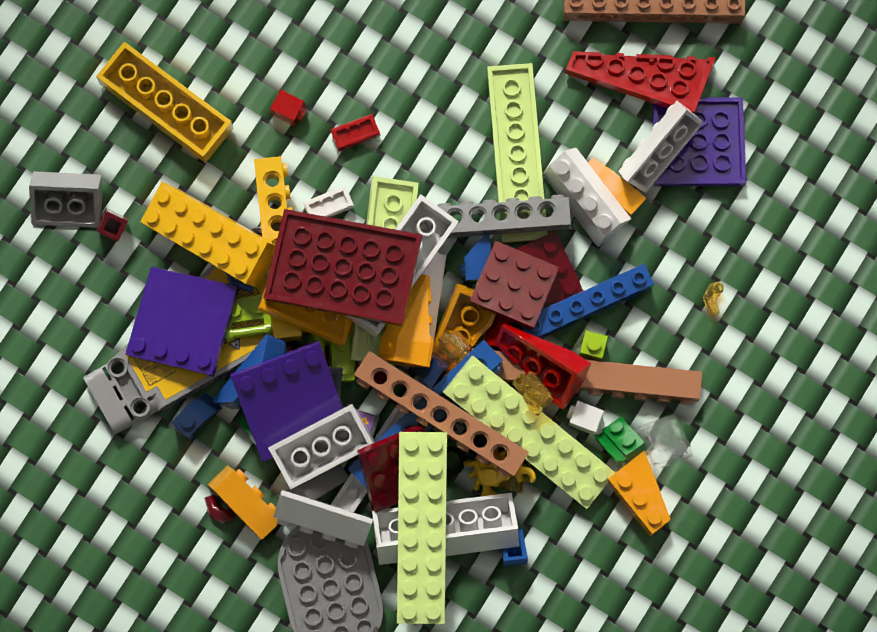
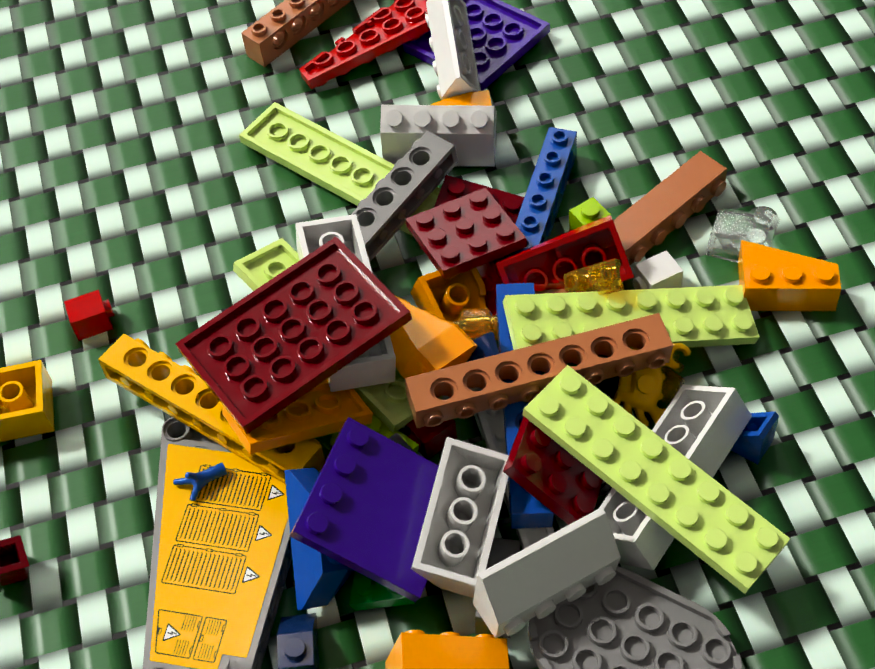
camera: 40 degrees left, 25 degrees down
(182, 321) = (181, 564): dark purple plate -> none
(209, 234) = (123, 459): yellow brick -> none
(245, 311) = (238, 493): lime plate -> none
(355, 132) = (176, 278): red plate -> none
(475, 260) = (409, 259): blue slope -> none
(620, 441) = (712, 260): green plate -> none
(710, 297) = (630, 114): clear yellow arm -> none

